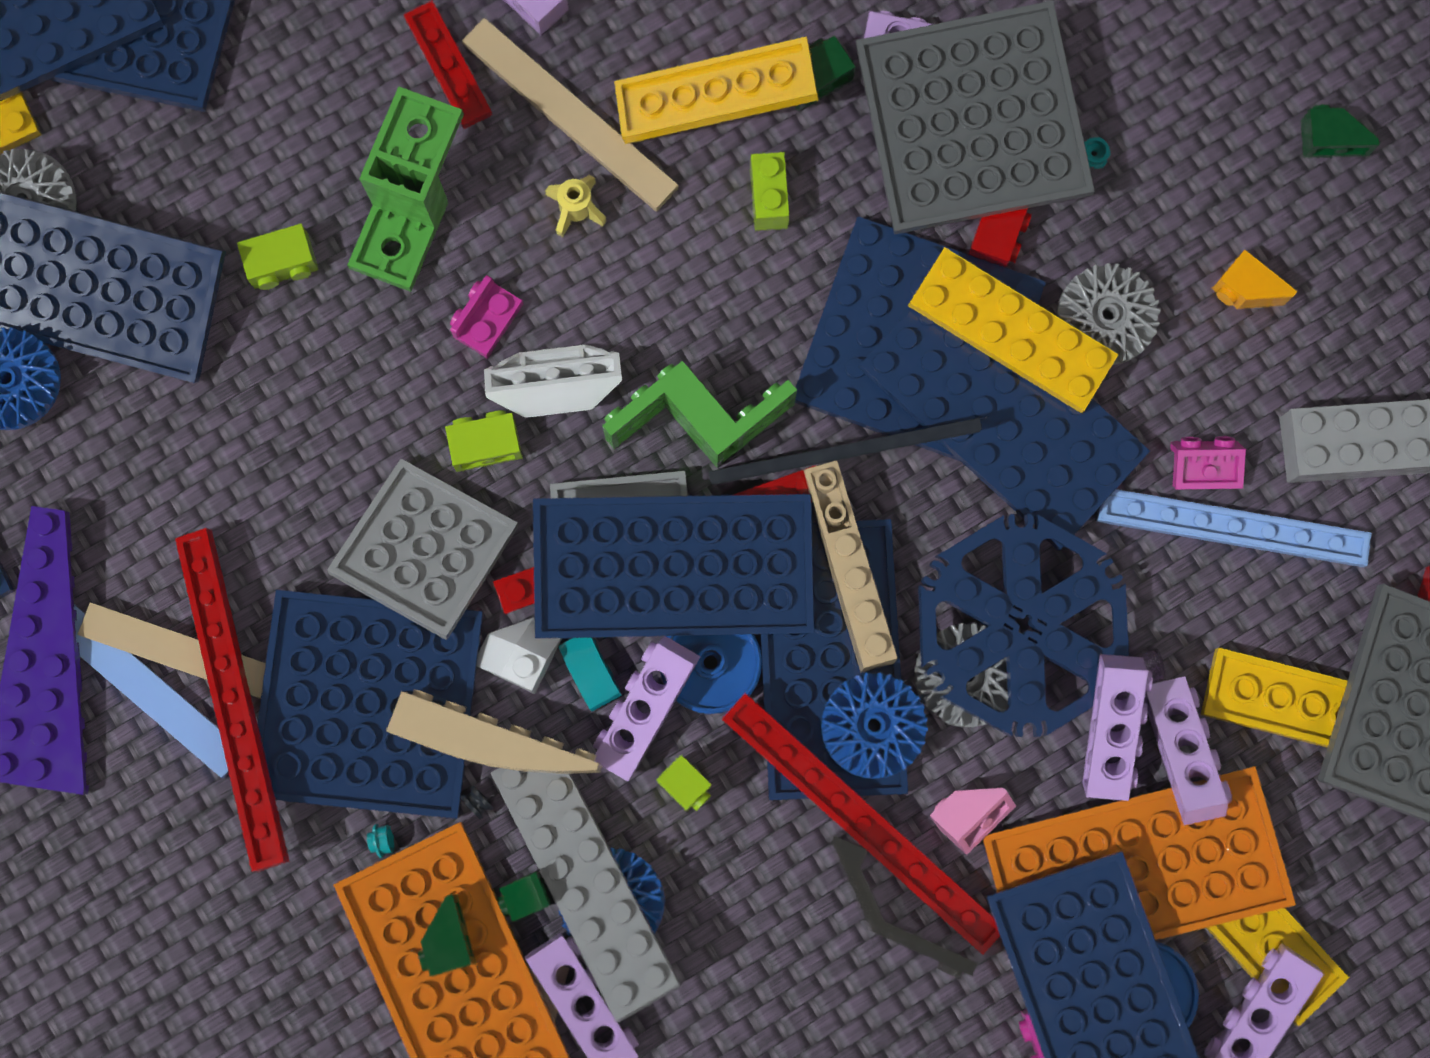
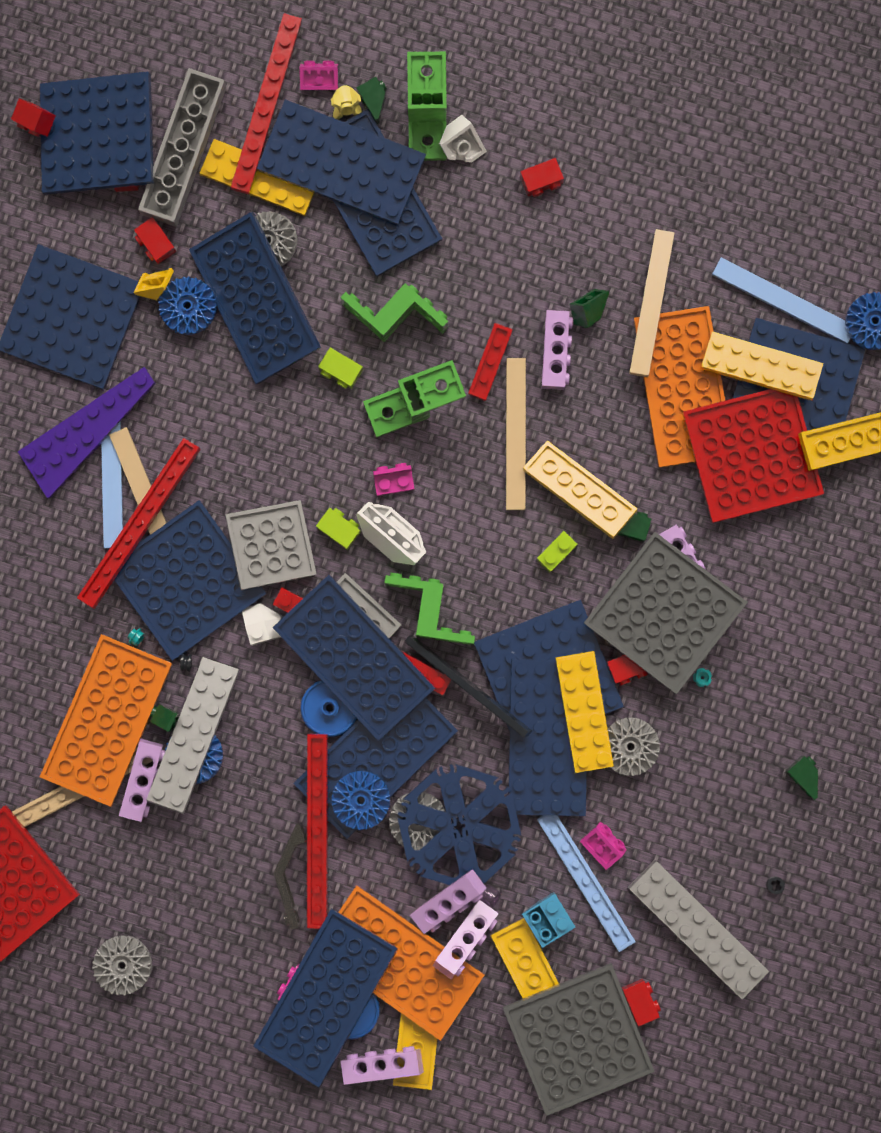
camera: 50 degrees right, 5 degrees up
(270, 121) = (395, 311): none -> bright green bracket
(447, 940) = (119, 702): dark green slope -> none
(481, 740) = (211, 642): tan slope -> none
(575, 202) = (477, 478): light yellow brick -> none
(590, 672) = (280, 661): teal slope -> none
(677, 665) = (257, 704): lavender brick -> none
(685, 784) = (267, 743): lime brick -> none
(850, 568) = (419, 730): tan slope -> none
(971, 815) = (360, 873): bright pink slope -> none
(1248, 616) = (548, 919): none -> dark azure slope
(1252, 285) = (701, 797): light orange slope -> none

